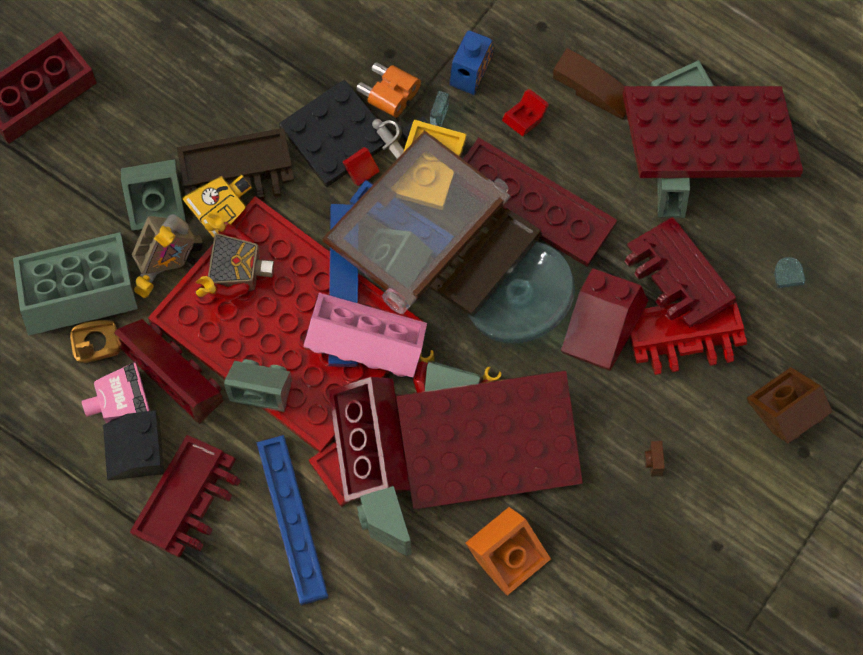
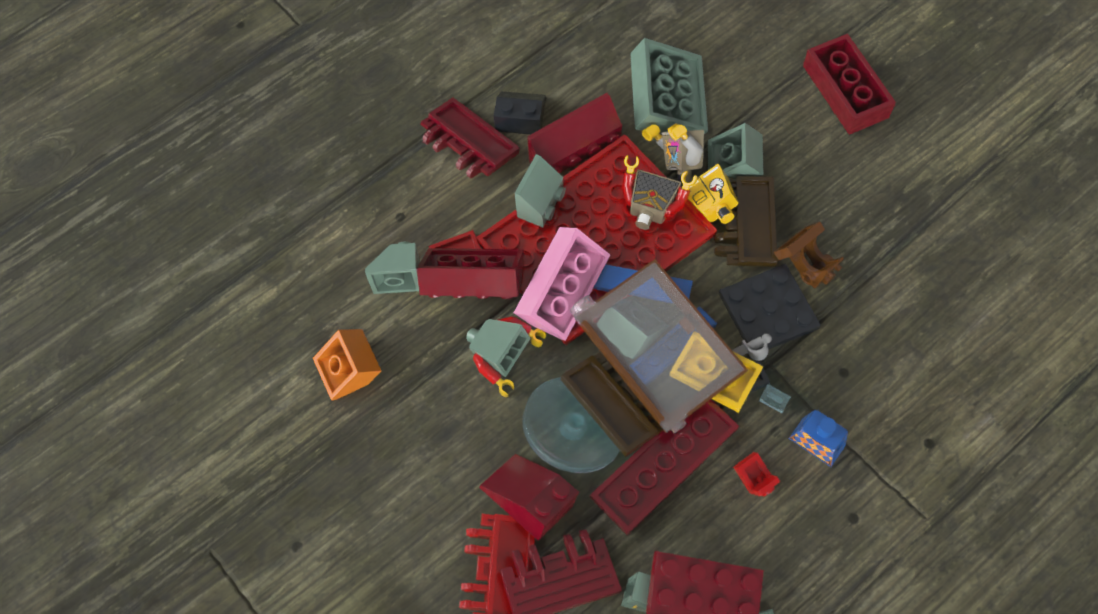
camera: 105 degrees right, 5 degrees down
(84, 351) = (621, 88): pearl gold piece -> none
(118, 394) = (559, 101): bright pink torso -> none
(276, 94) = (805, 241): none -> reddish brown tile
(292, 520) = (429, 210): blue tile -> none
(361, 166) = (729, 320): red tile -> none
(393, 90) = (801, 363): orange piece -> none
(489, 439) = (444, 368): dark red plate -> none
(590, 83) = (781, 544): reddish brown slope -> none
(654, 458) = (387, 508): reddish brown plate -> none

